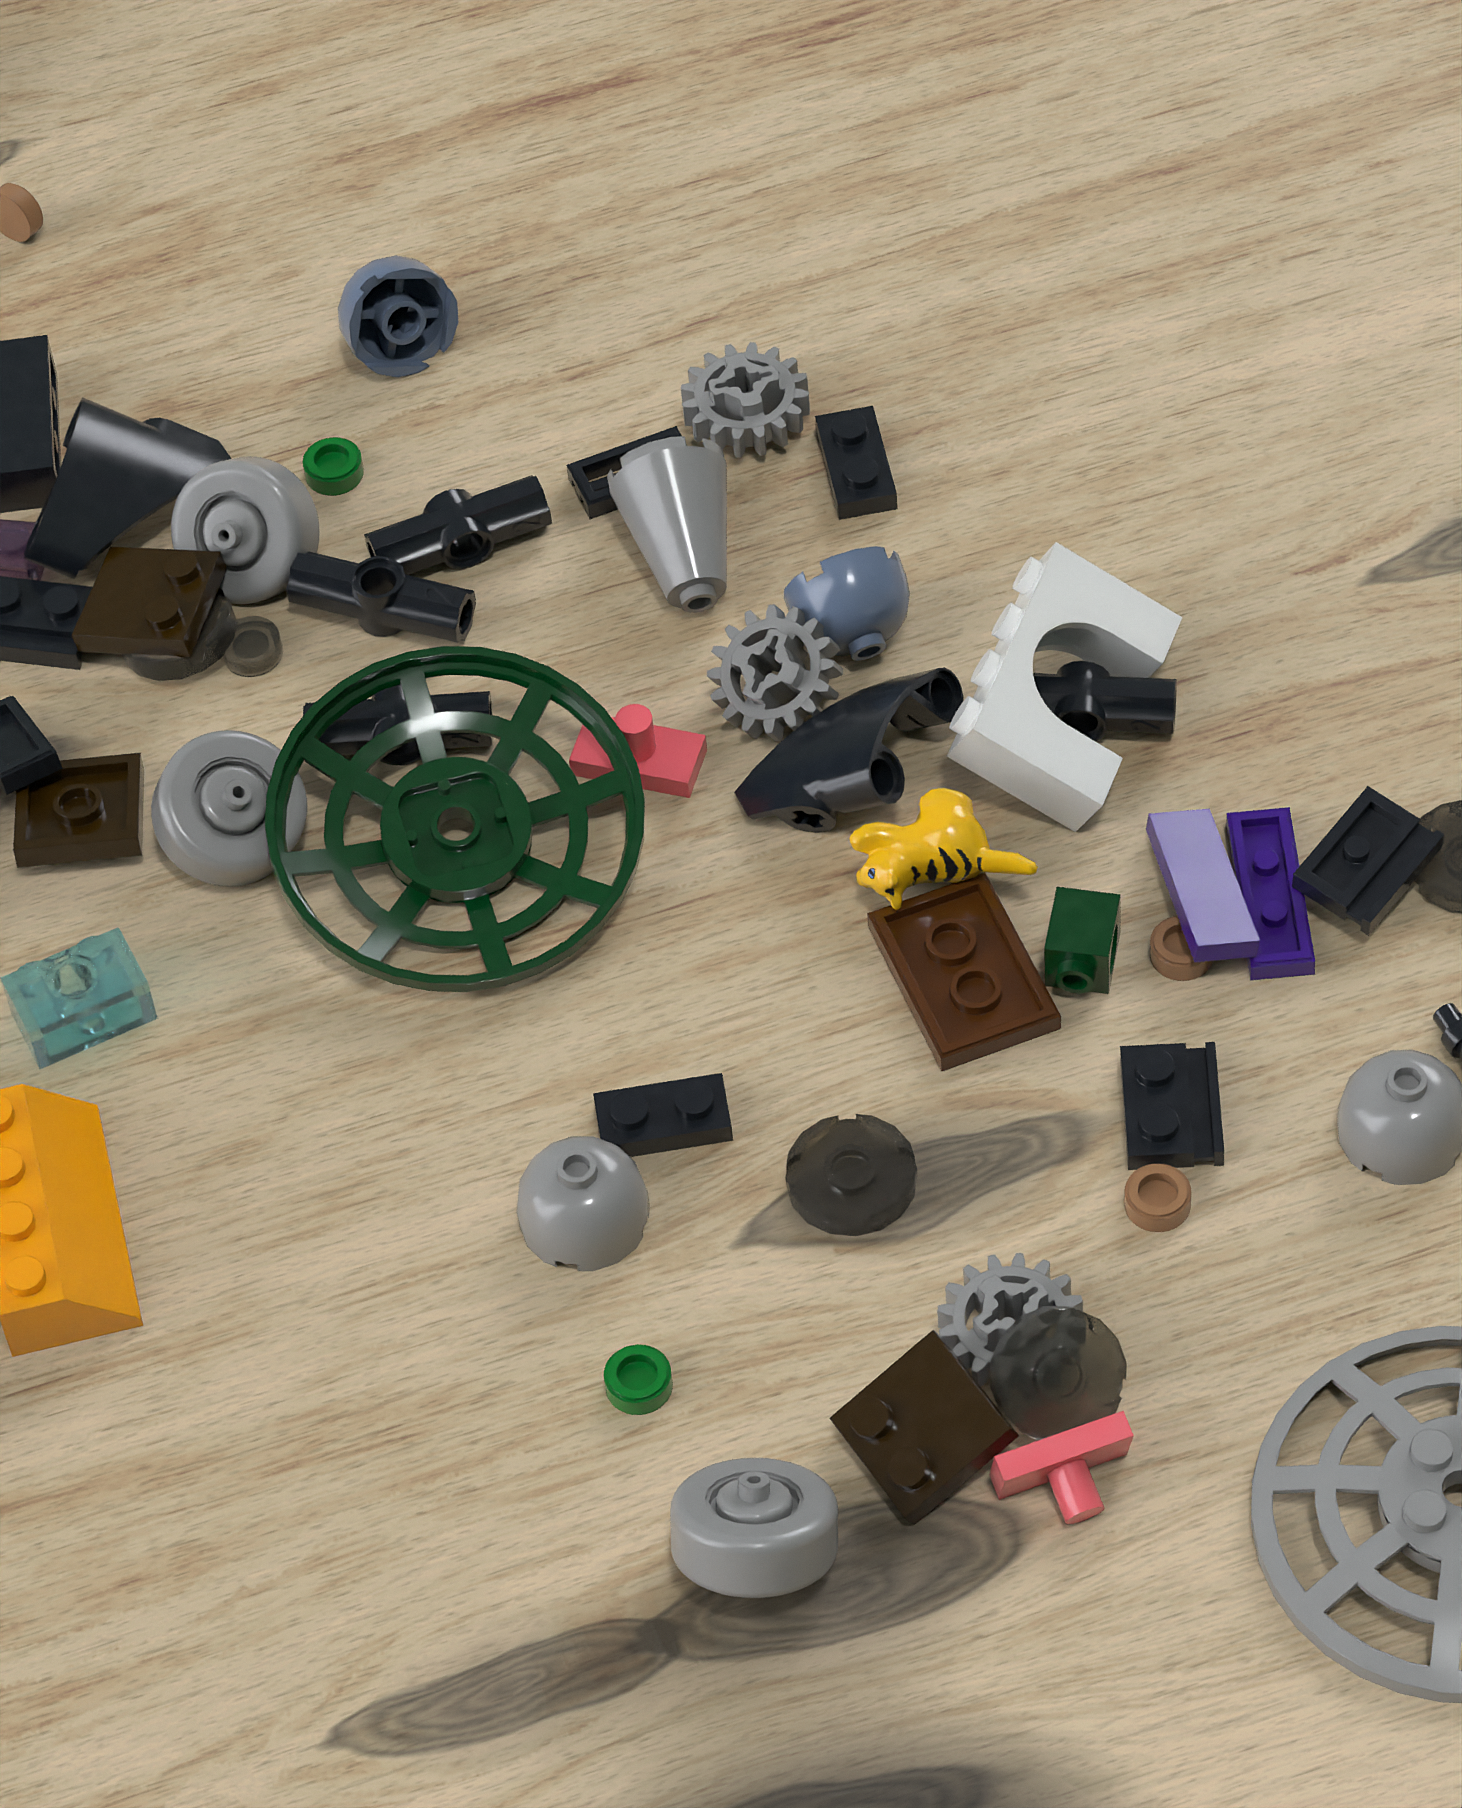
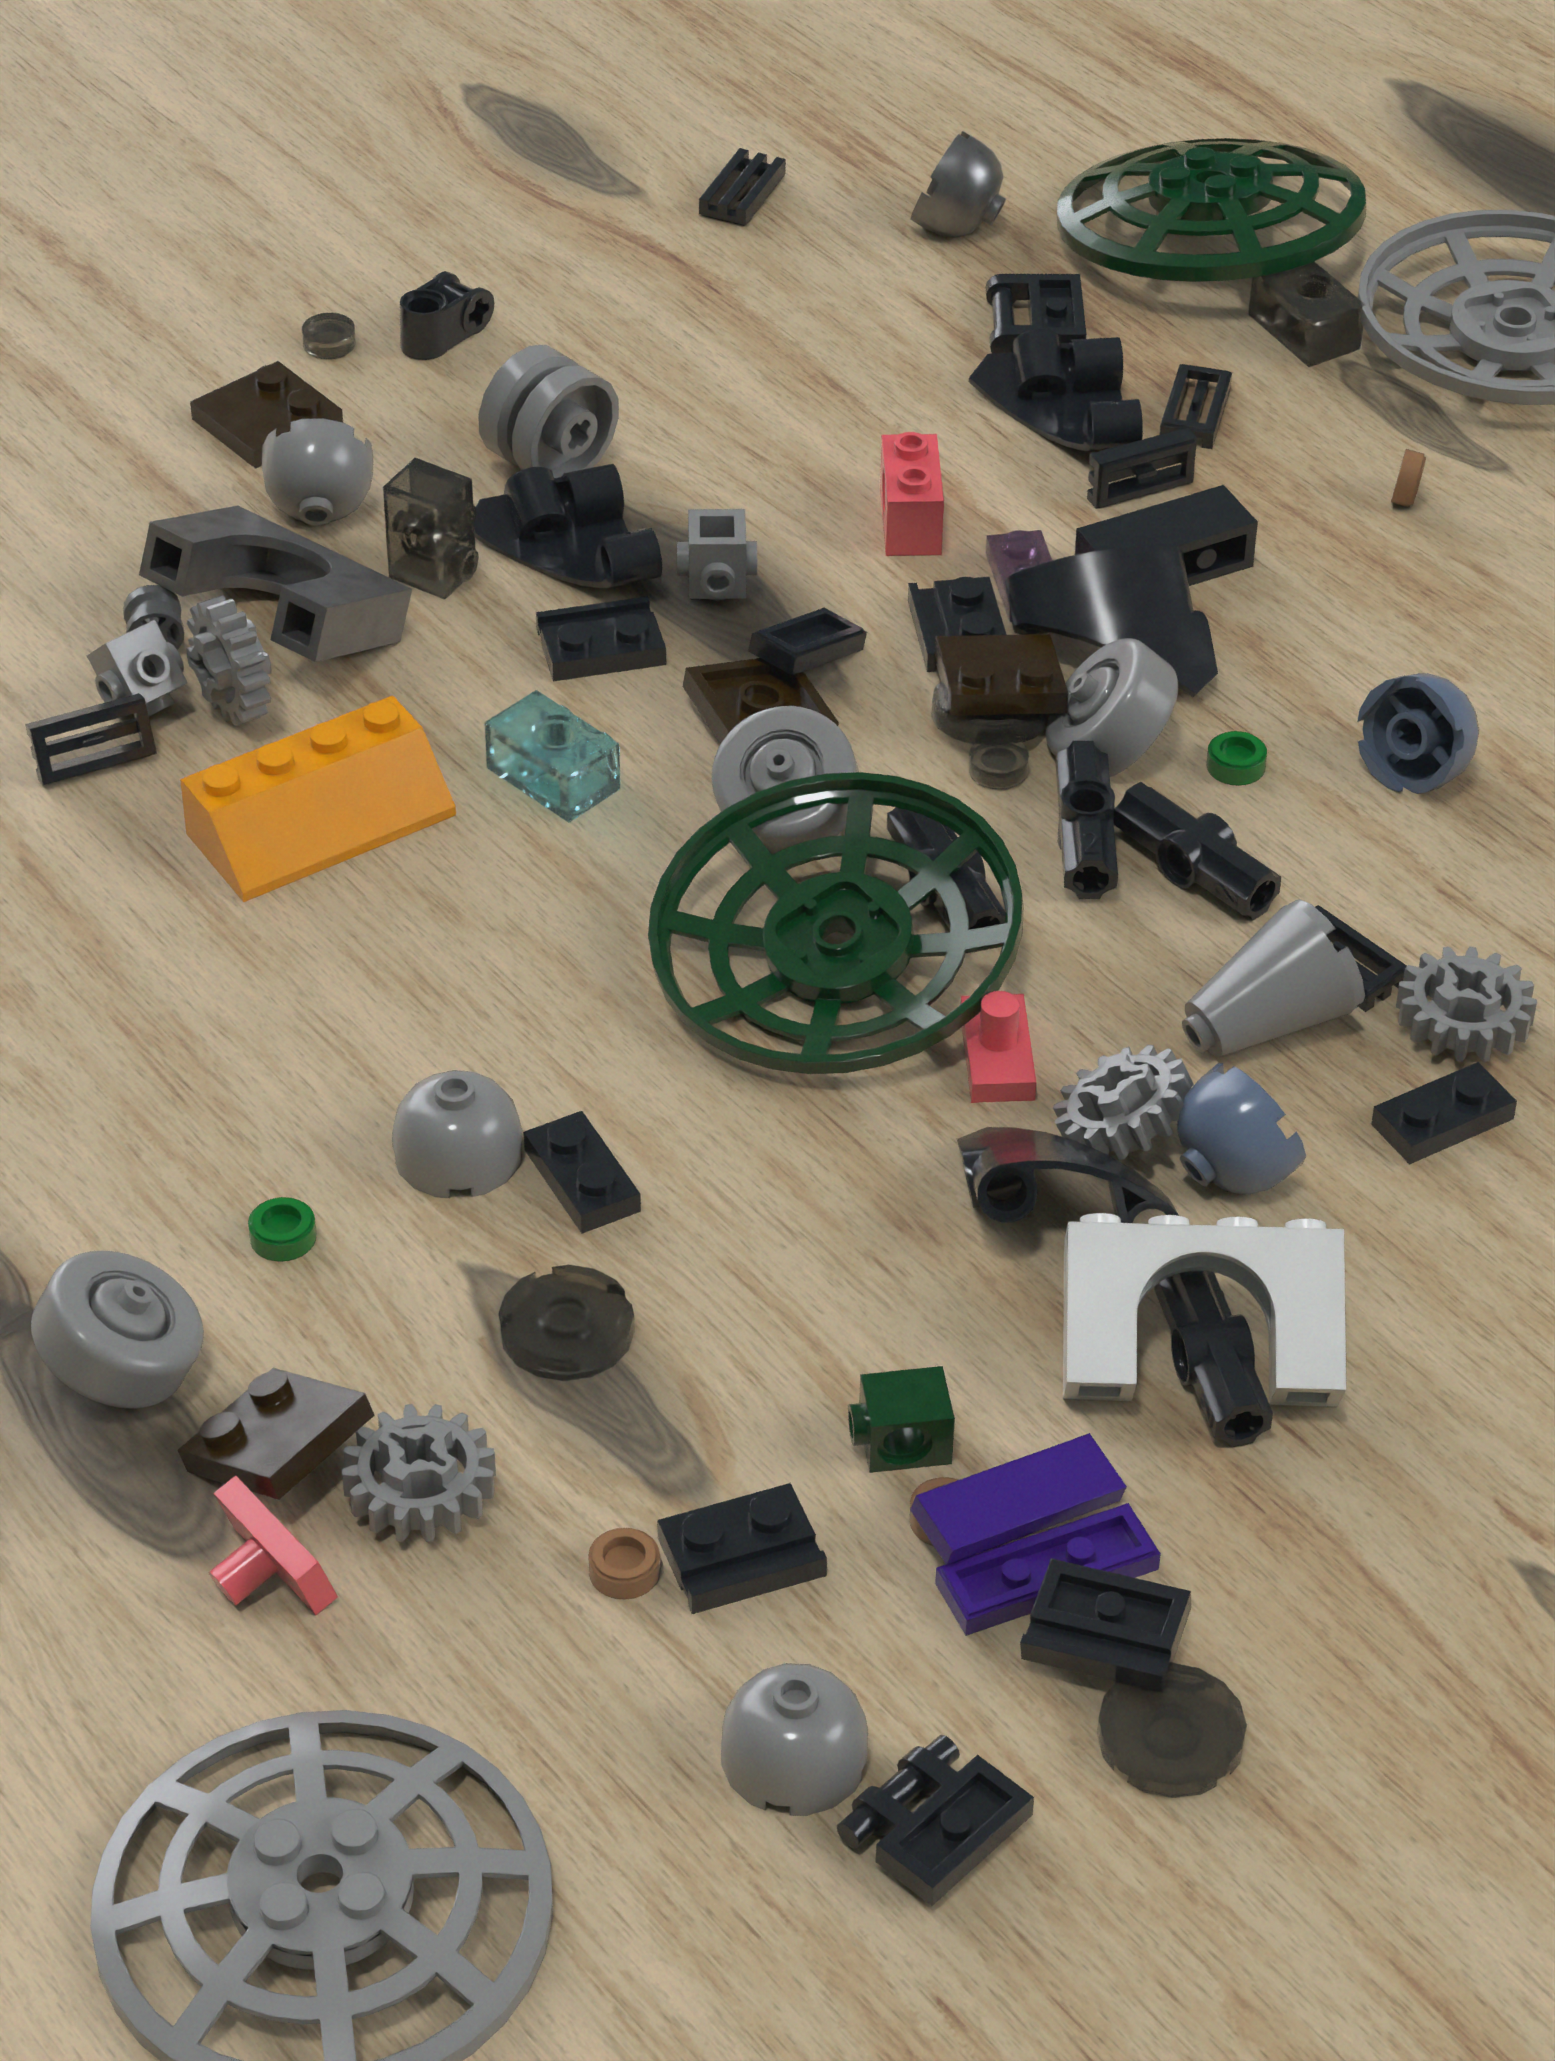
camera: 65 degrees right, 10 degrees down
(938, 847) = (955, 1265): yellow animal -> none
(964, 971) = (813, 1352): reddish brown tile -> none
(1056, 1371) = (358, 1511): clear smoke tile -> none

